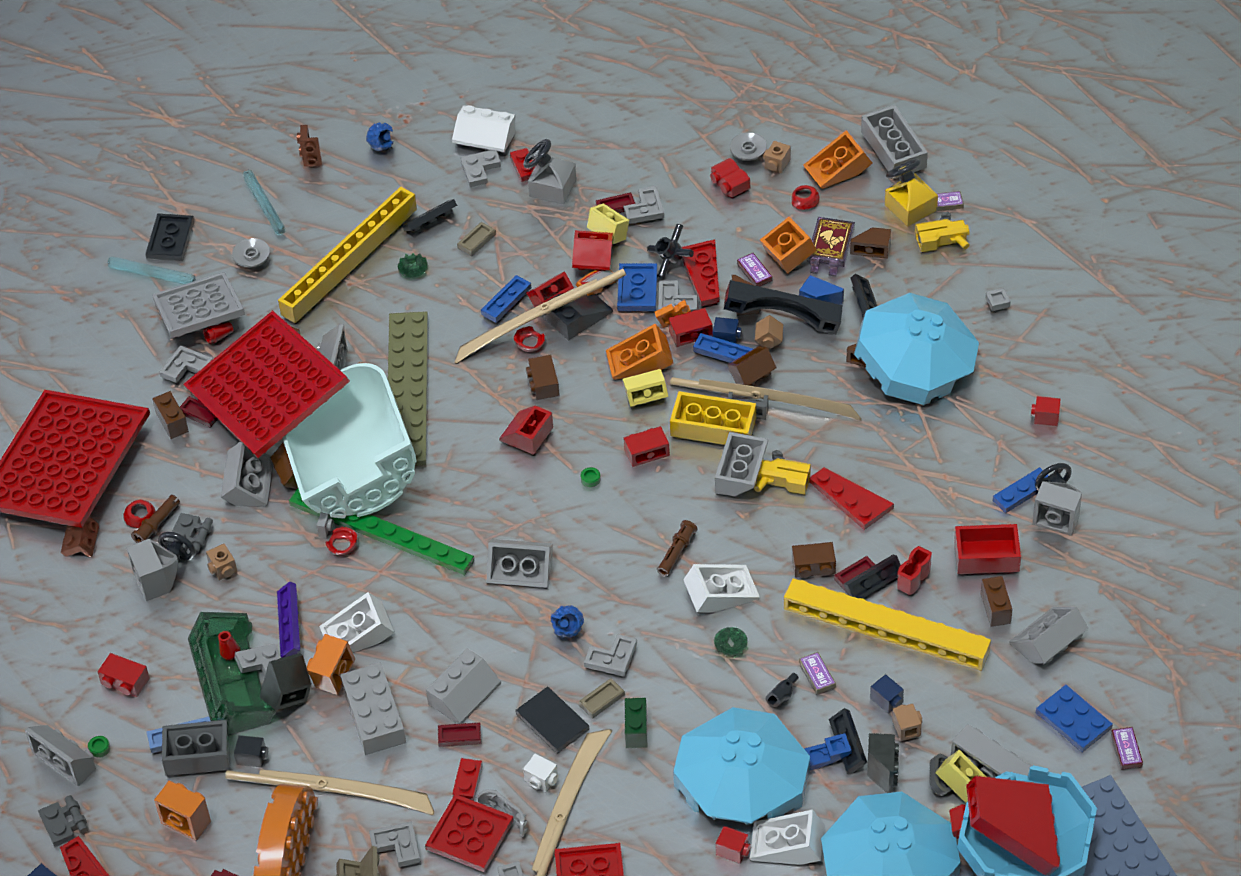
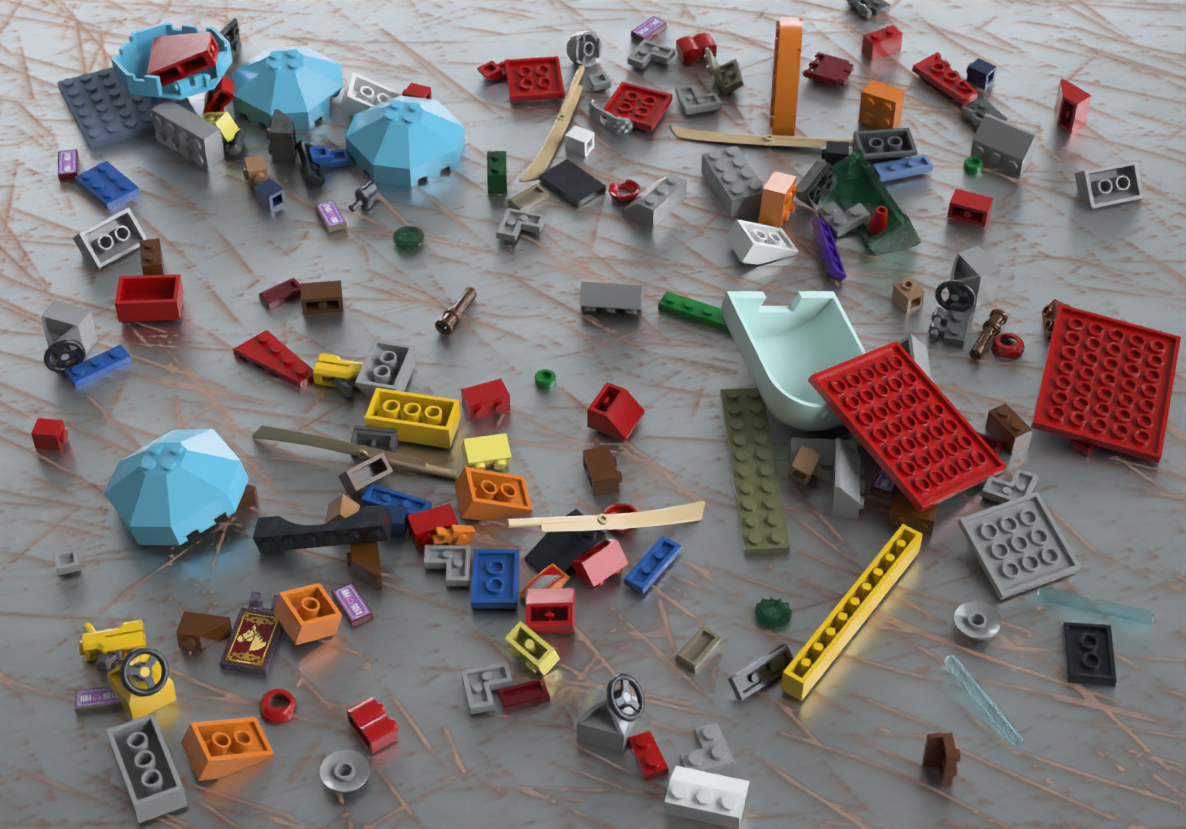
camera: 175 degrees right, 5 degrees down
(379, 136) = (849, 783): blue piece -> none
(459, 734) = (651, 173): dark red tile -> none
(467, 778) = (643, 143): red plate -> none
(494, 696) = (630, 186): none -> red piece
(567, 621) = (562, 243): blue piece -> none
(670, 250) = (454, 611): black bar -> none
(703, 271) = (416, 602): red wing -> none
(719, 586) = (415, 274): white slope -> none
(777, 156) = (306, 755): medium nougat brick -> none
(822, 290) = (277, 566): blue slope -> none
(863, 292) = (222, 559): black plate -> none
(873, 578) = (266, 282): black plate -> none
(887, 624) = (261, 246): yellow brick -> none
(914, 570) = (225, 281): red brick -> none

